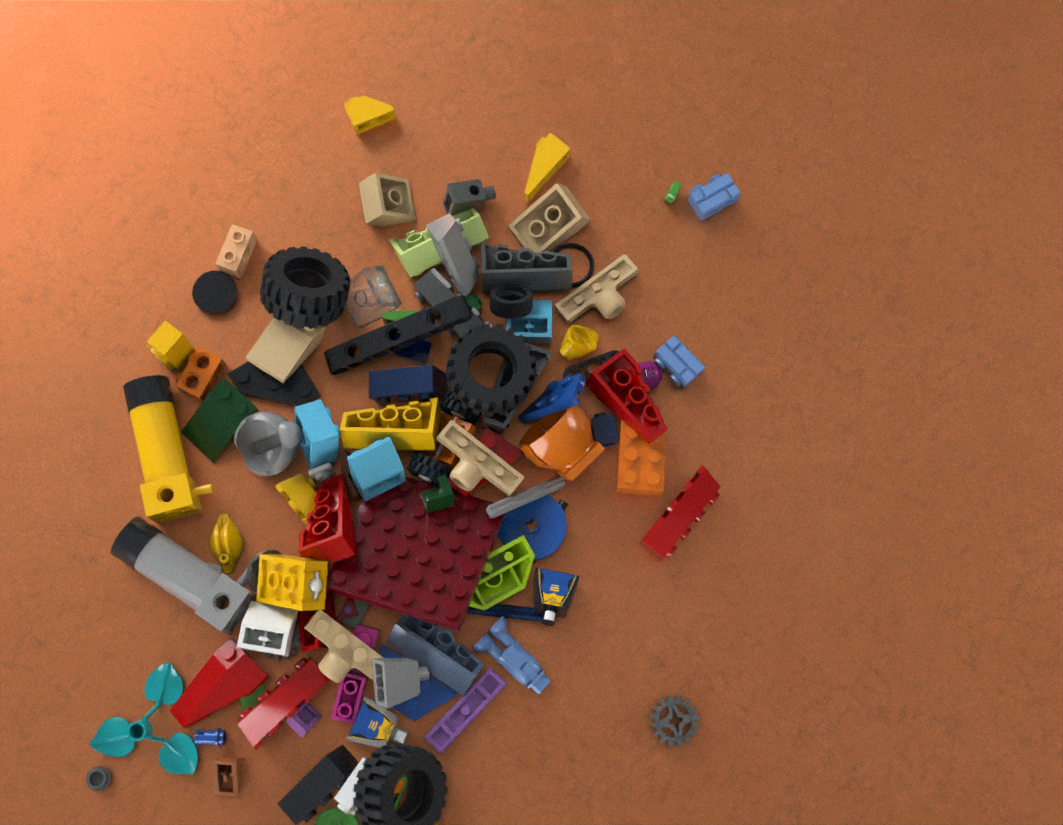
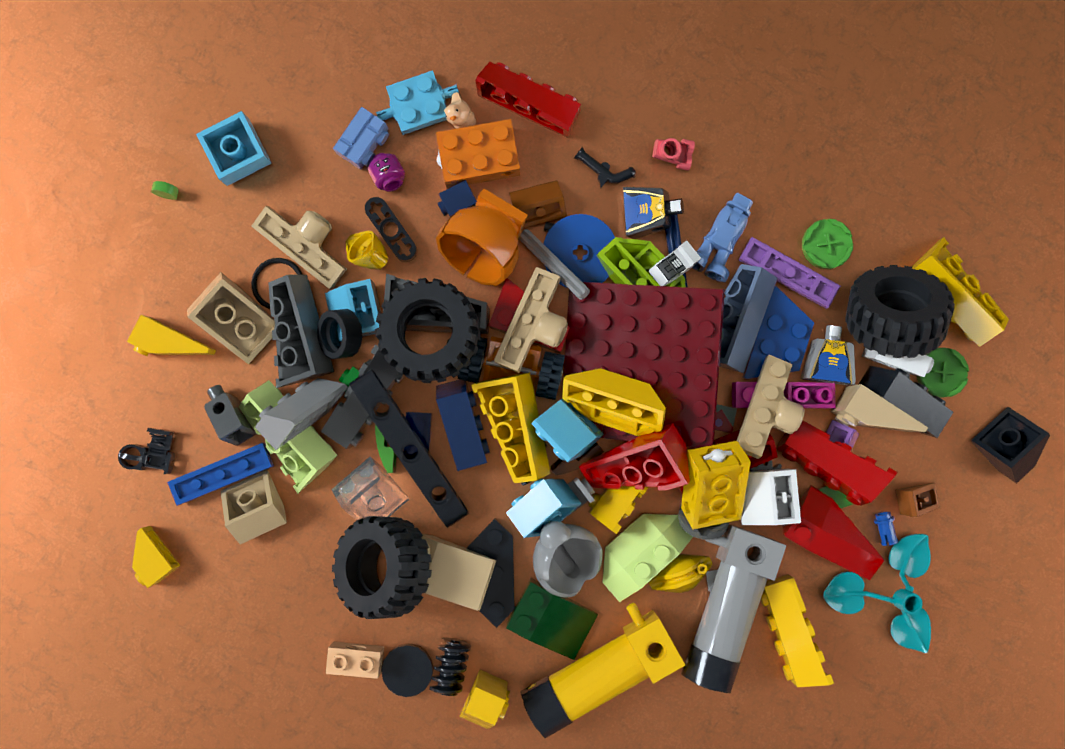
camera: 100 degrees left, 10 degrees up
(98, 778) = (957, 632): dark grey plate -> none
(144, 626) = (794, 633): none -> yellow wedge
(206, 328) = (451, 667): none -> black piece
(206, 376) = (507, 650): orange brick -> none
(254, 512) = (642, 552): none -> yellowish green wedge
(318, 742) = (865, 408): none -> tan slope
(390, 512) = (615, 401): none -> yellow wedge
(397, 680) = (785, 346): light grey torso -> none
(421, 181) = (220, 474): none -> blue plate
(438, 497) = (579, 355): dark green panel -> none
(456, 135) = (155, 450): none -> black piece
(483, 755) = (827, 244): none -> bright green tile
(496, 600) = (675, 264): none -> white leg
(555, 398) = (436, 255): blue wing -> none
(585, 500) = (540, 203): none -> dark orange panel
(601, 565) = (603, 169): none -> black piece
(601, 639) = (679, 152): none -> coral plate
(624, 392) = (413, 183): red wedge -> none
(676, 732) = (742, 68): dark grey gear -> none
(680, 450) = (459, 113): none -> light nougat animal
(693, 254) = (233, 148): none -> medium azure brick
(700, 418) = (417, 102): none -> medium azure plate
(713, 196) = (159, 143): medium blue brick -> none

